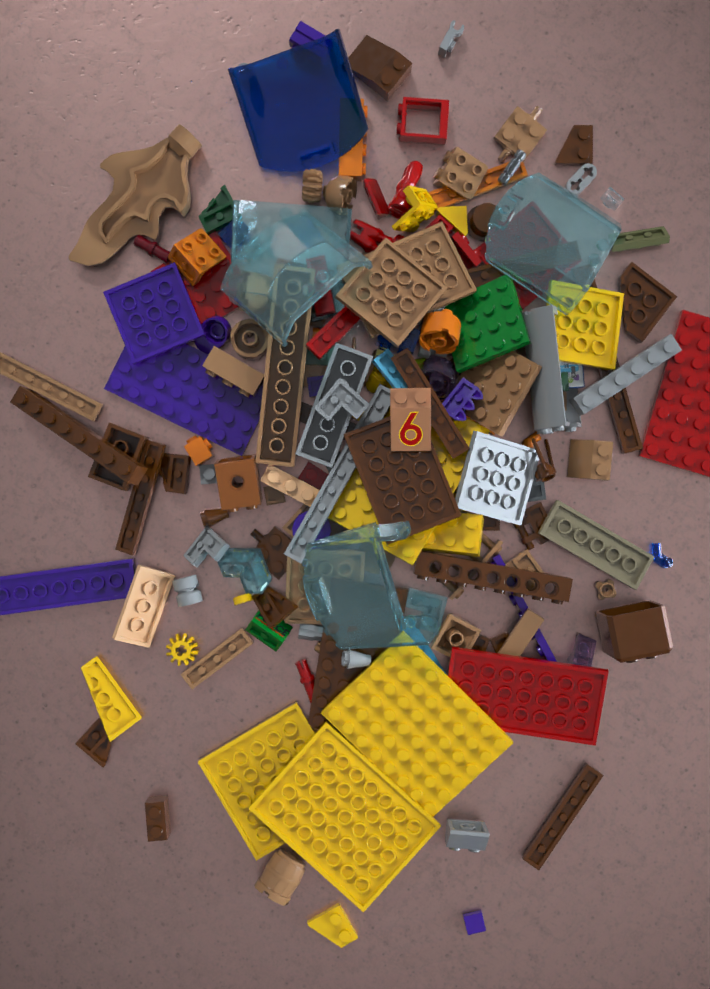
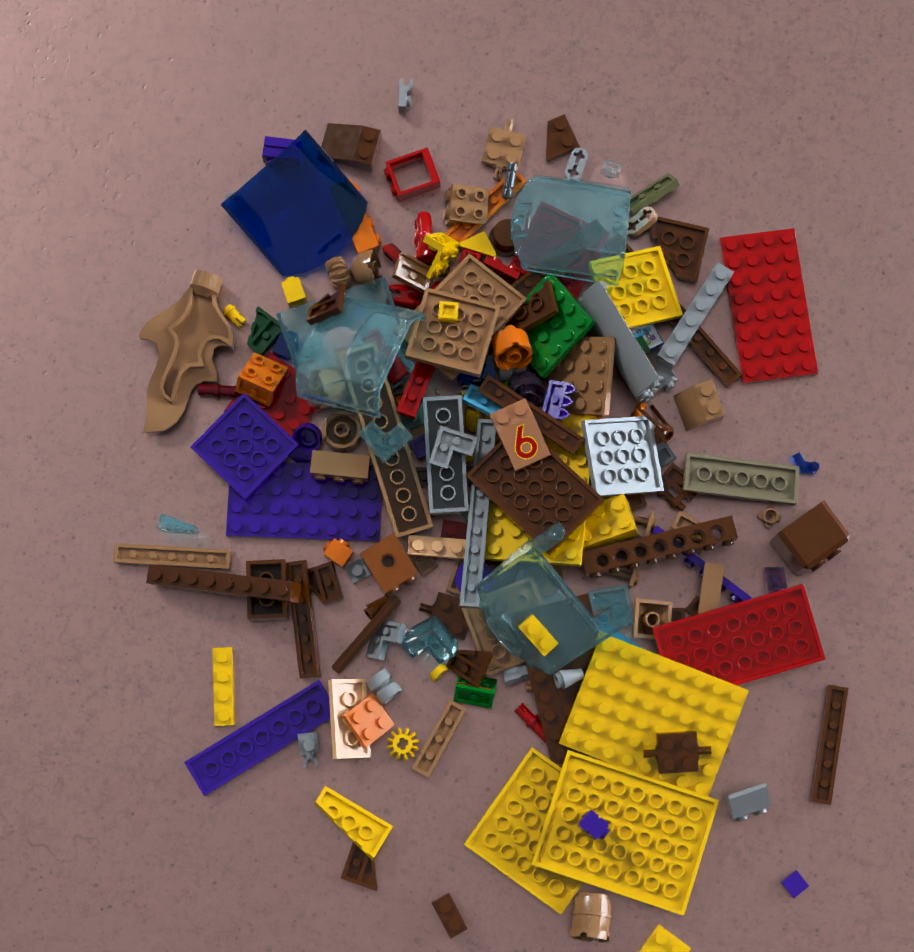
camera: 25 degrees left, 10 degrees down
(44, 525) = (223, 686): none -> yellow plate
(56, 355) = (171, 524): none -> clear light blue slope
(96, 614) = (308, 745): none -> light grey plate
(159, 615) = (368, 720): none -> orange plate
(192, 536) = (366, 634): none -> reddish brown axle
(198, 183) = (230, 312): none -> yellow pin
(263, 185) = (293, 291): none -> yellow brick
(281, 374) = (385, 445): none -> clear light blue brick
(286, 214) = (327, 306): none -> reddish brown wing
(317, 804) = (593, 825): none -> dark purple brick
(344, 610) = (538, 635): none -> yellow plate
(380, 216) = (411, 272): none -> medium nougat plate
(395, 271) = (448, 312): none -> yellow tile
(423, 769) = (677, 752): none -> reddish brown plate
(480, 306) = (537, 310): none -> reddish brown wing
(617, 263) = (641, 221): none -> medium nougat beam

